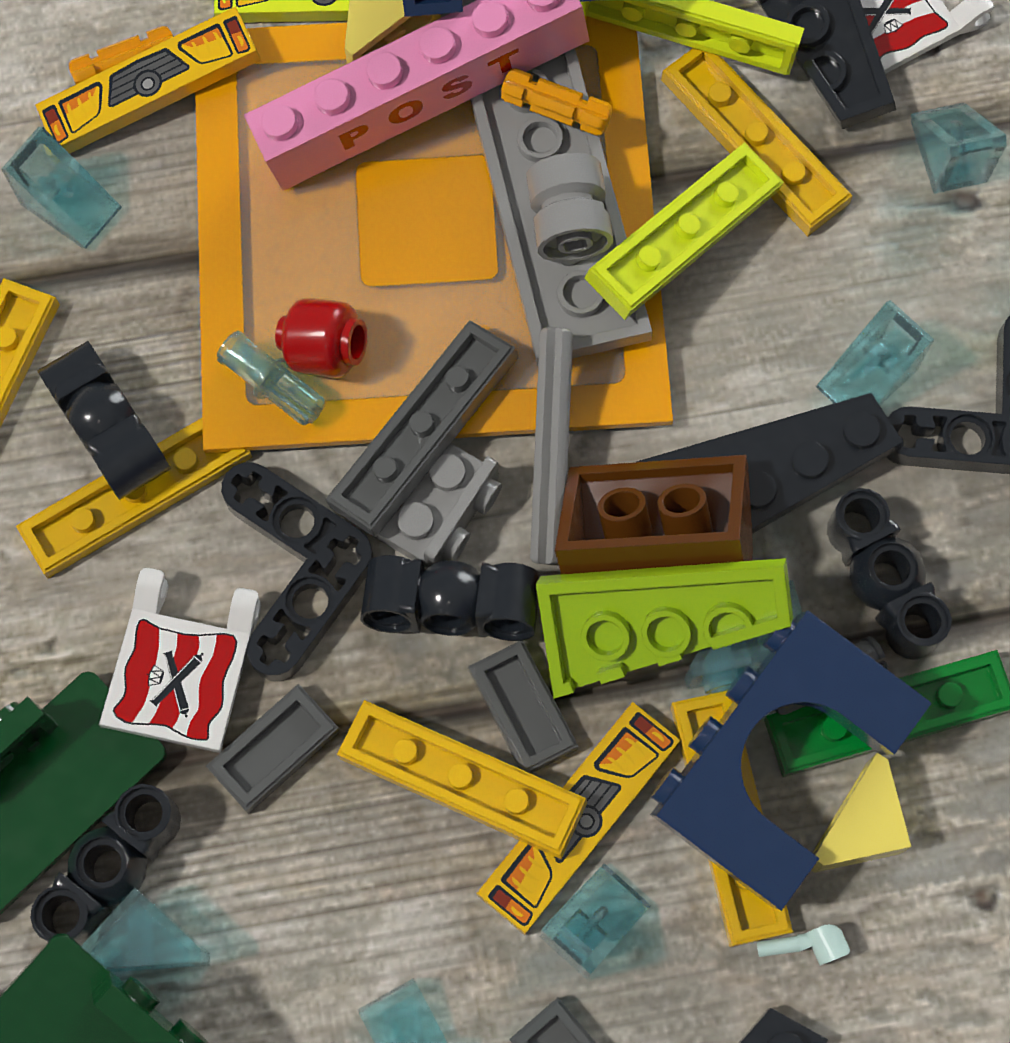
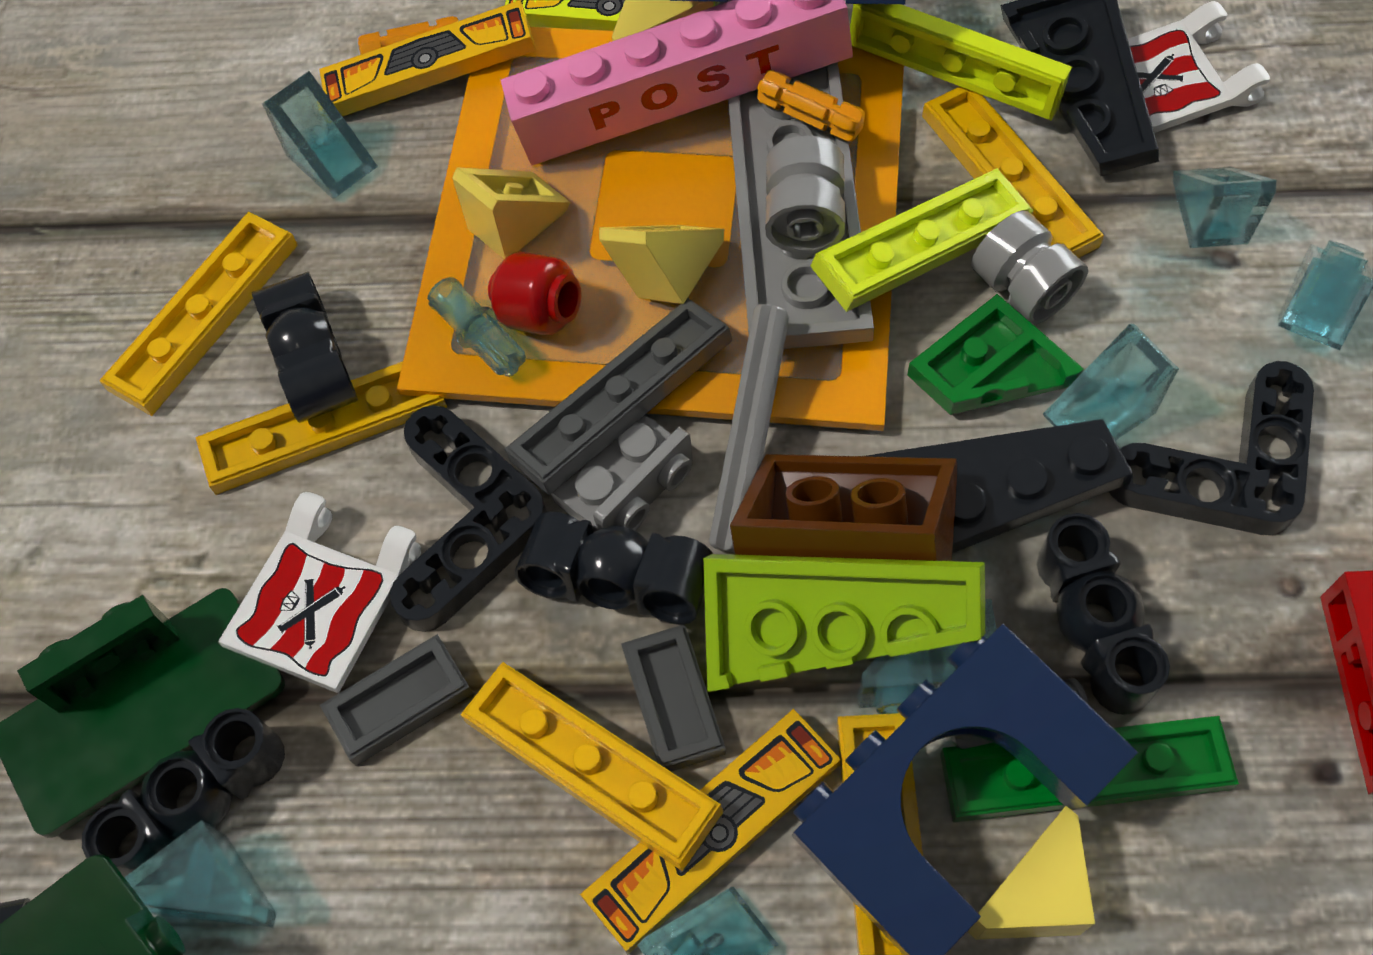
camera: 15 degrees right, 10 degrees down
(275, 245) = (506, 206): none -> light yellow slope
(440, 281) = (662, 259): none -> light yellow slope
(763, 342) = (991, 361): none -> green wing
(783, 240) = (1020, 260): none -> light grey wheel

